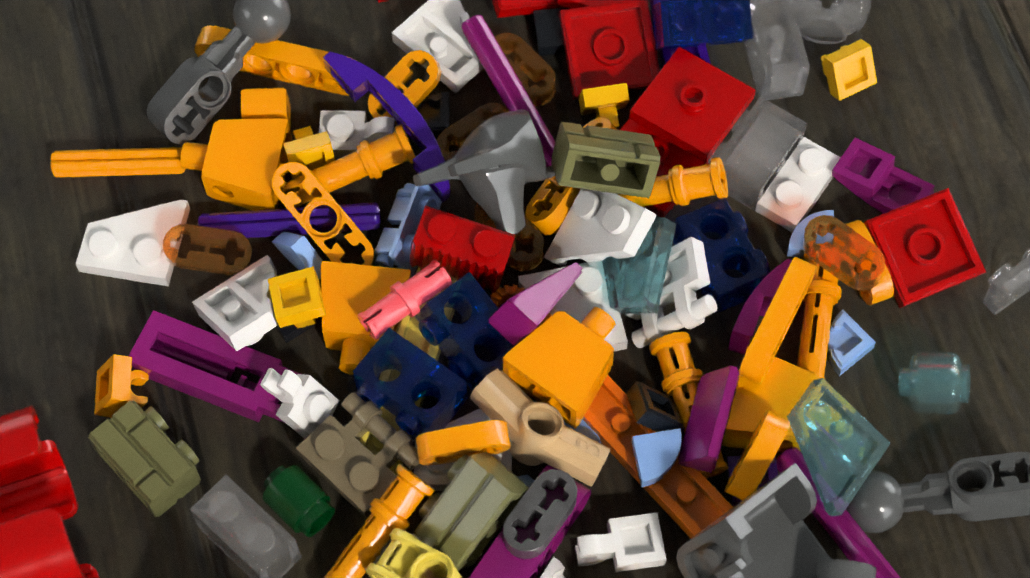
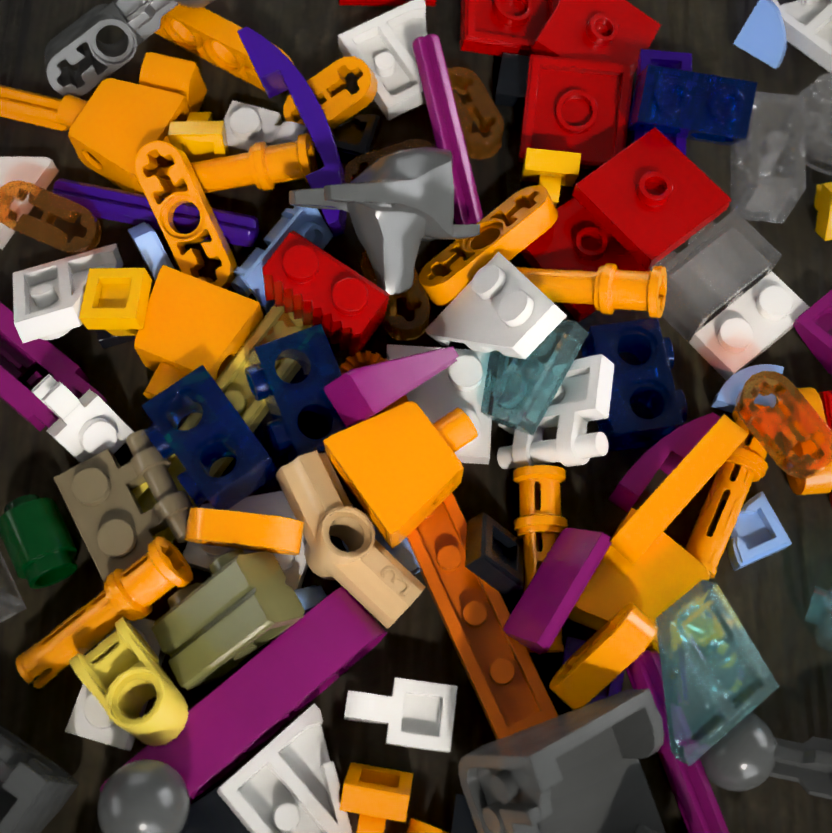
camera: 15 degrees right, 5 degrees up
(404, 299) = (234, 336): coral pin -> none
(531, 507) = (296, 639): flat silver beam -> none
(605, 160) = (525, 233): olive brick -> none
(655, 454) = (478, 613): light blue tile -> none

